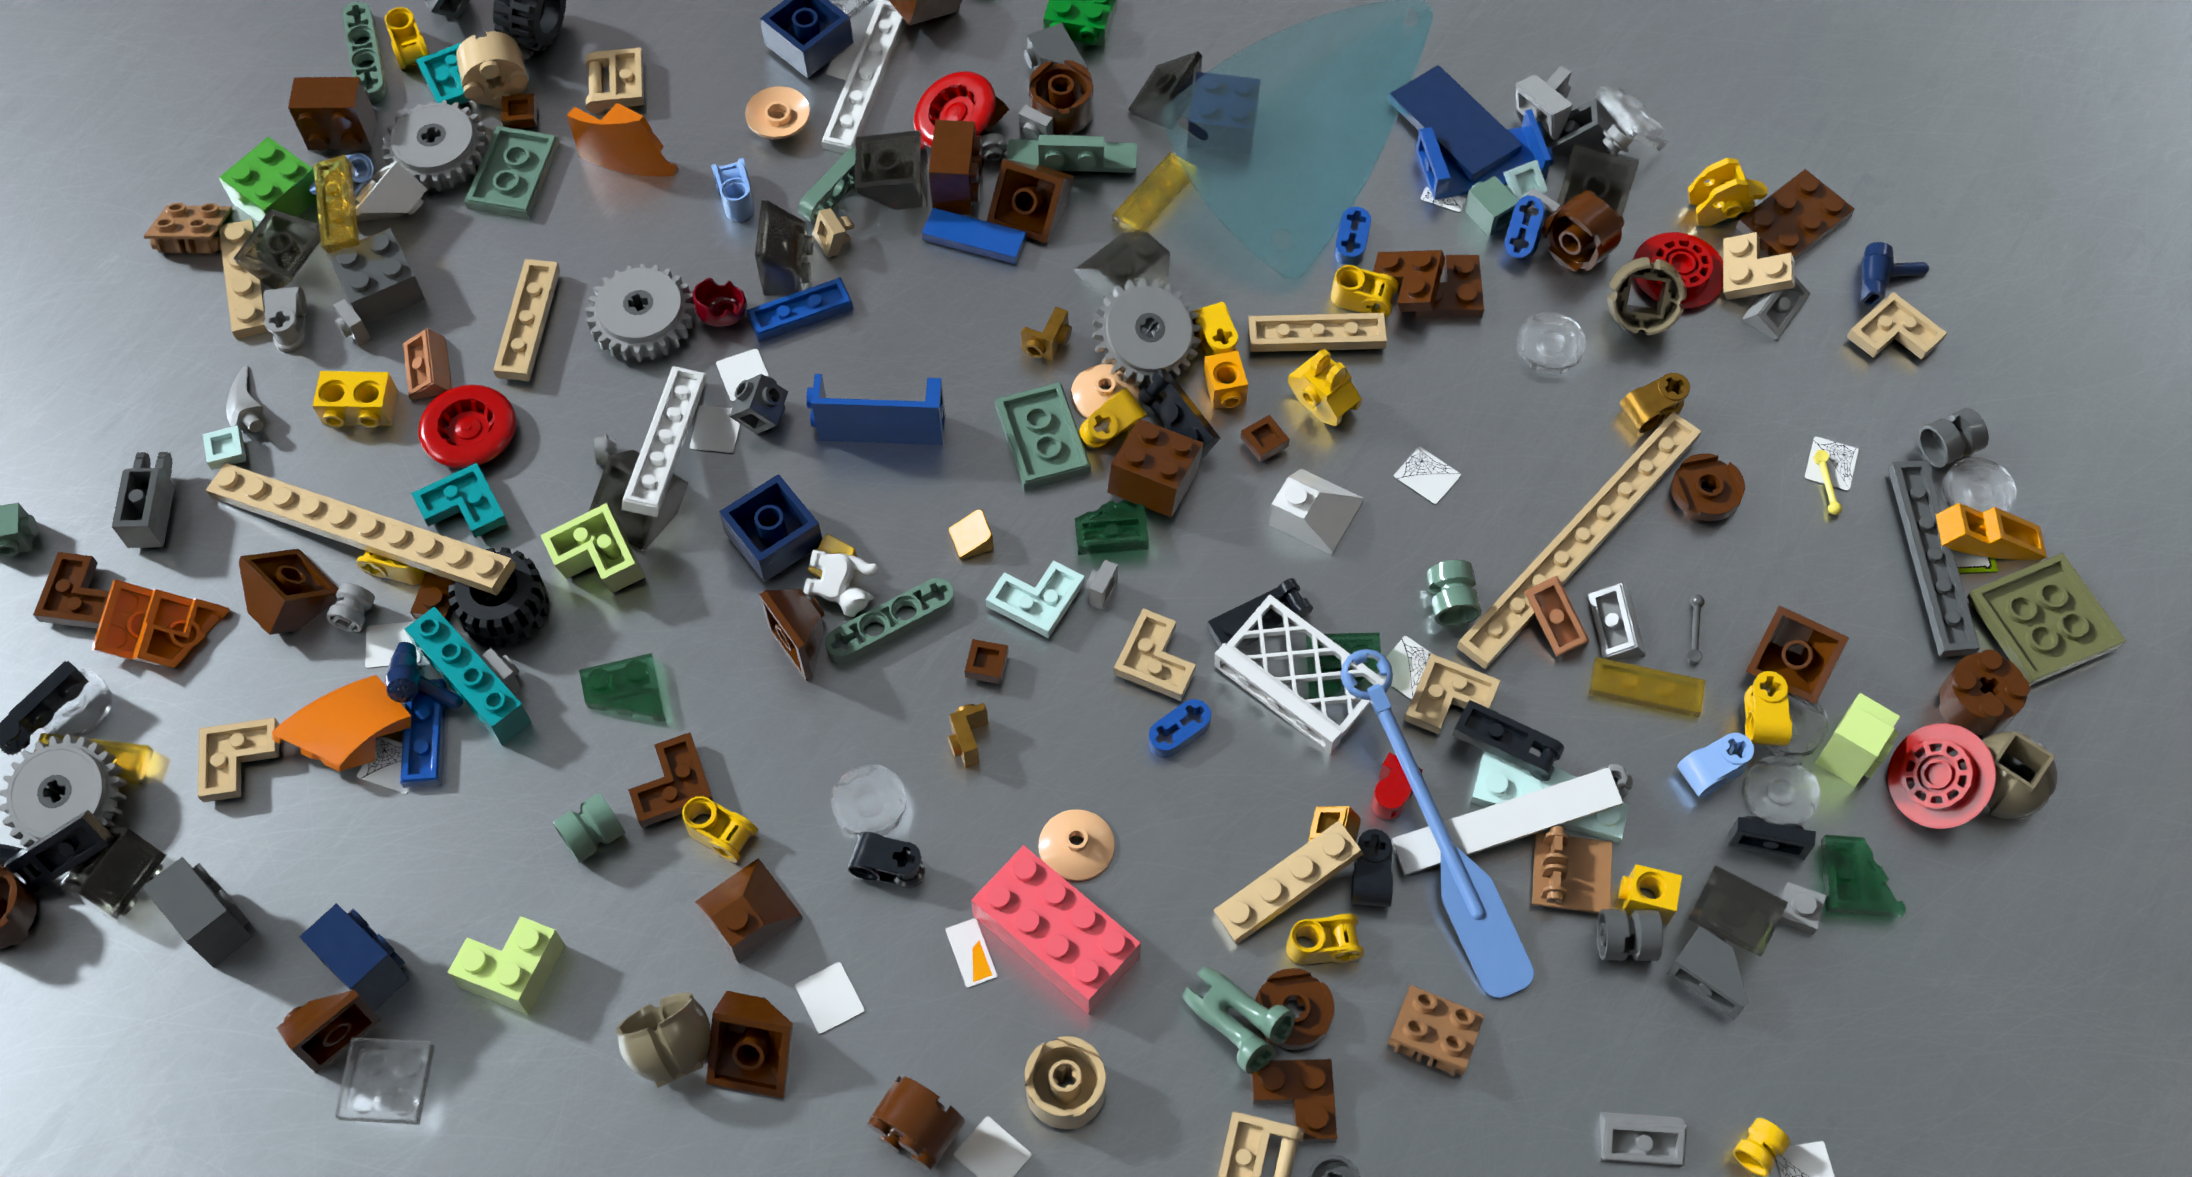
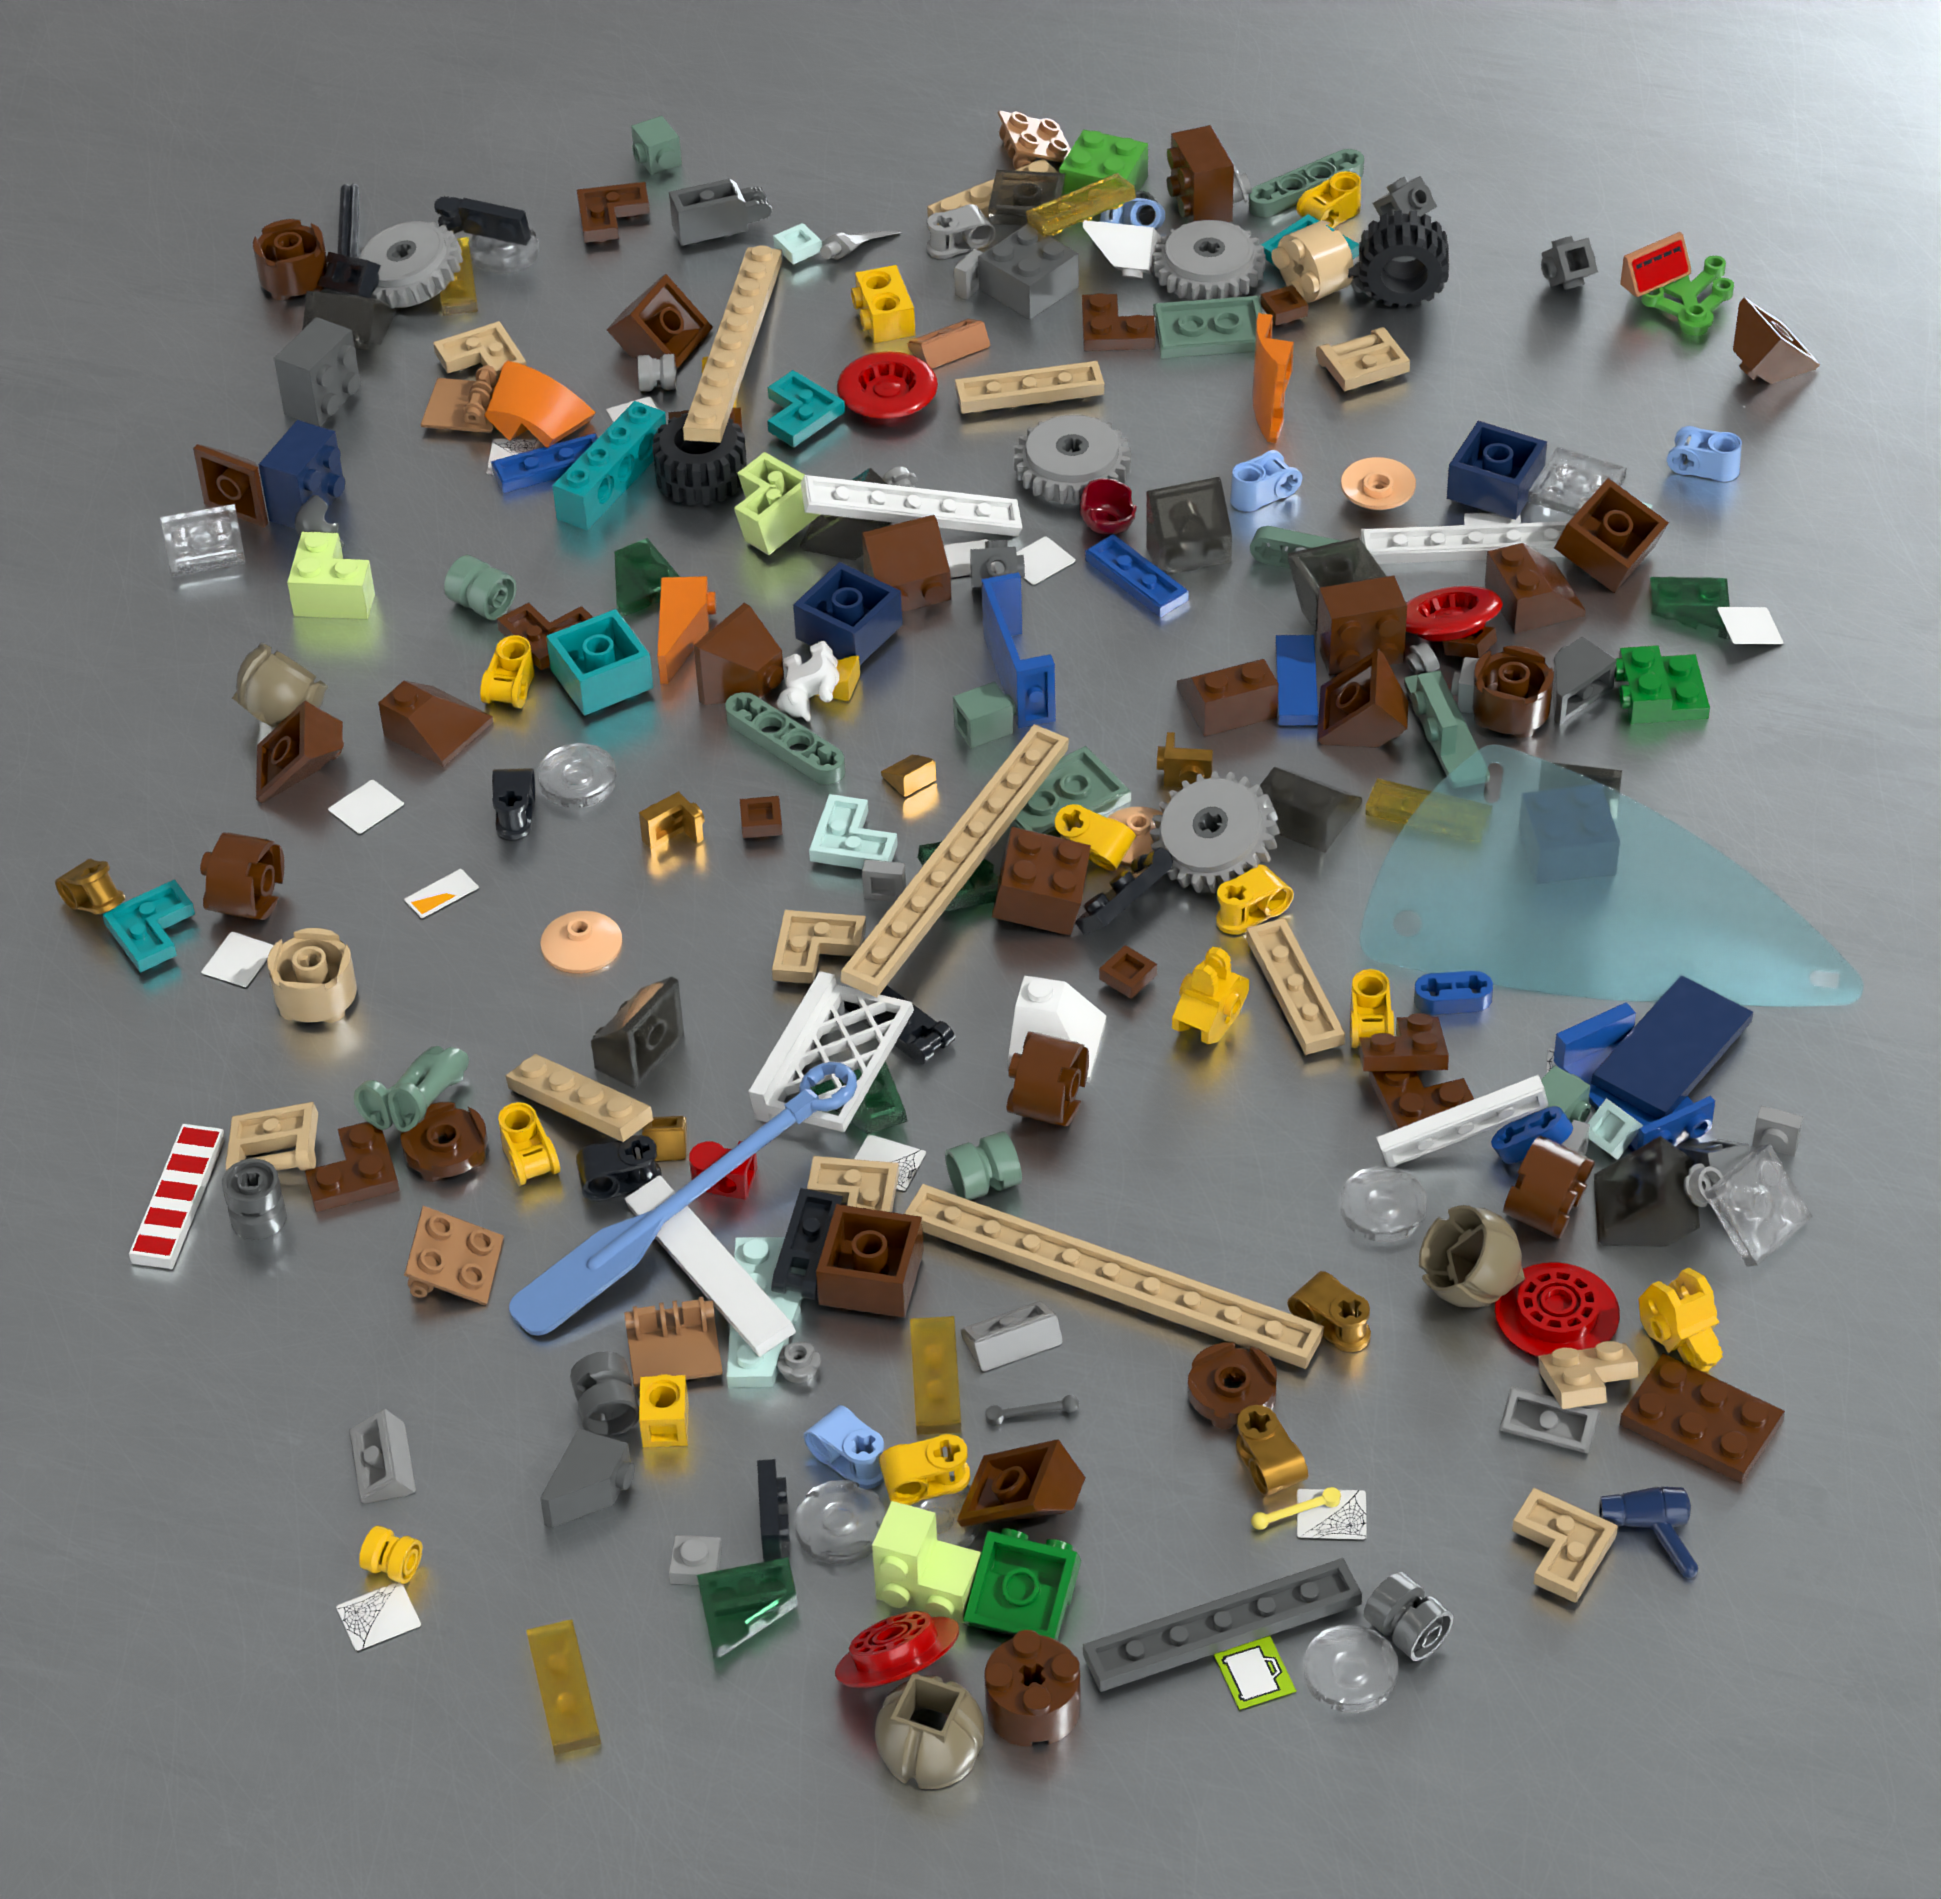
camera: 75 degrees right, 15 degrees down
(153, 624) = (595, 262): orange slope -> none
(297, 790) = (461, 403): none -> medium nougat hinge
(405, 681) = (588, 422): dark blue piece -> none
(428, 959) = (311, 518): none -> dark grey hair
(475, 246) = (1107, 331): none -> reddish brown plate
(503, 668) = (624, 486): light grey plate -> none
(703, 663) = (682, 621): none -> orange slope
(734, 462) = (911, 560): none -> reddish brown slope
(744, 743) = (600, 662): none -> teal brick
(831, 232) = (1242, 567): tan tile -> none
(930, 460) = (983, 714): none -> sand green brick
(940, 55) = (1530, 588): none -> reddish brown slope
(973, 282) = (1231, 697): none -> reddish brown slope
(1056, 929) = (473, 935): coral brick -> none
(1118, 521) = (954, 861): none -> tan plate
(1184, 734) = (736, 988): blue beam -> none
(1225, 368) = (1189, 920): light orange brick -> none
(1226, 814) = (640, 1033): none -> clear smoke slope
(1384, 518) = (1048, 1078): none -> reddish brown brick
(1427, 475) = (1148, 1130): white sticker -> none
(1509, 262) = (1463, 1121): none -> white tile
(1541, 692) = (870, 1260): none -> reddish brown brick
(1546, 103) = (1728, 1110): light grey slope -> none
(1556, 616) = (992, 1267): nougat slope -> none
(1737, 910) = (662, 1479): clear smoke slope -> none
(1781, 483) = (1268, 1451): none -> pearl gold piece
(1882, 671) = (1022, 1584): none -> green plate
(1910, 1038) = (563, 1687): none -> clear yellow tile
(1990, 533) = (1277, 1679): light orange slope -> none
(2046, 619) = (1176, 1755): olive plate -> none

